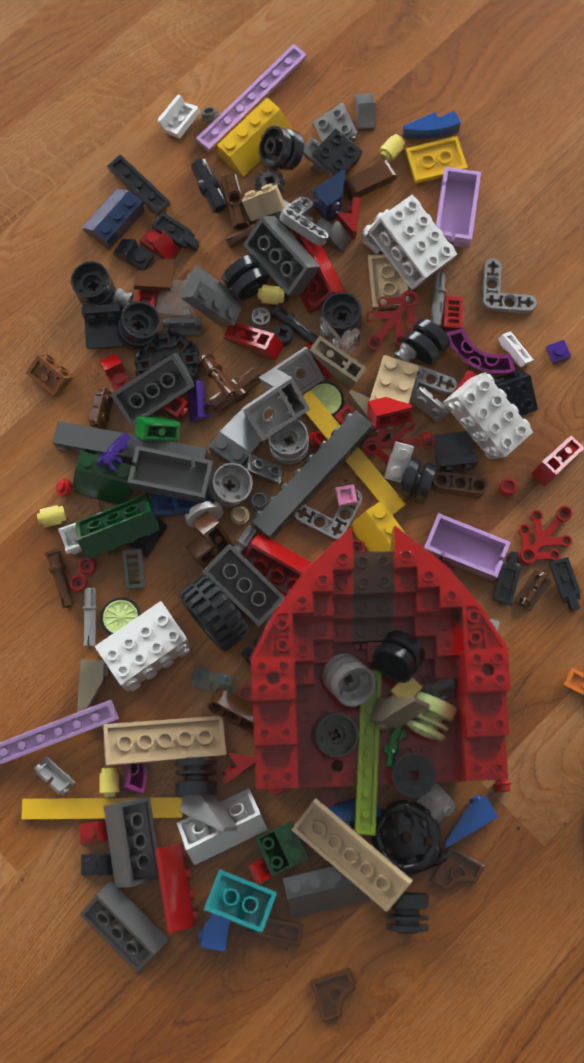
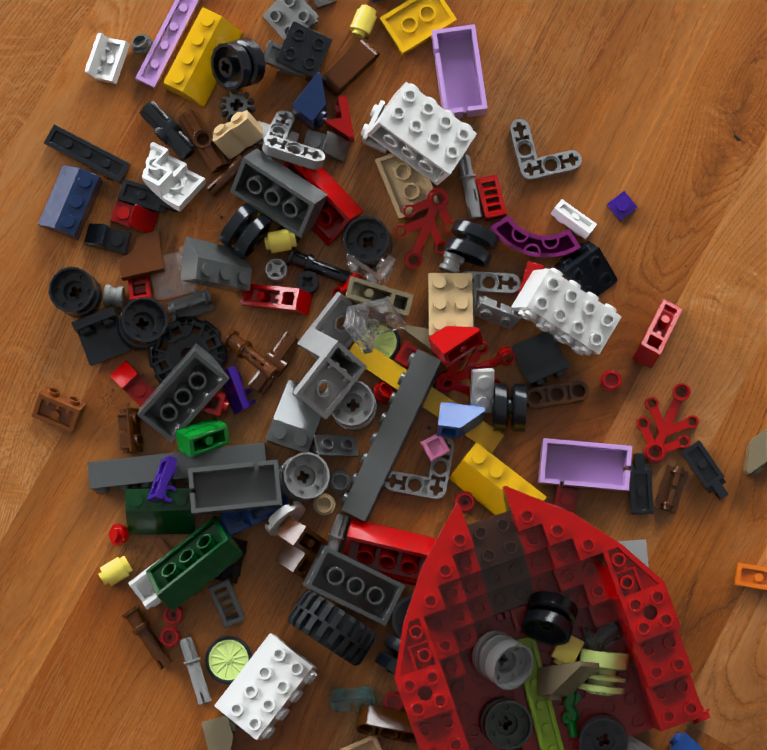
camera: 15 degrees left, 5 degrees up
(199, 221) = (170, 178): none -> white slope
(325, 376) = (370, 319): none -> clear bracket
(372, 478) = (458, 419): none -> slope

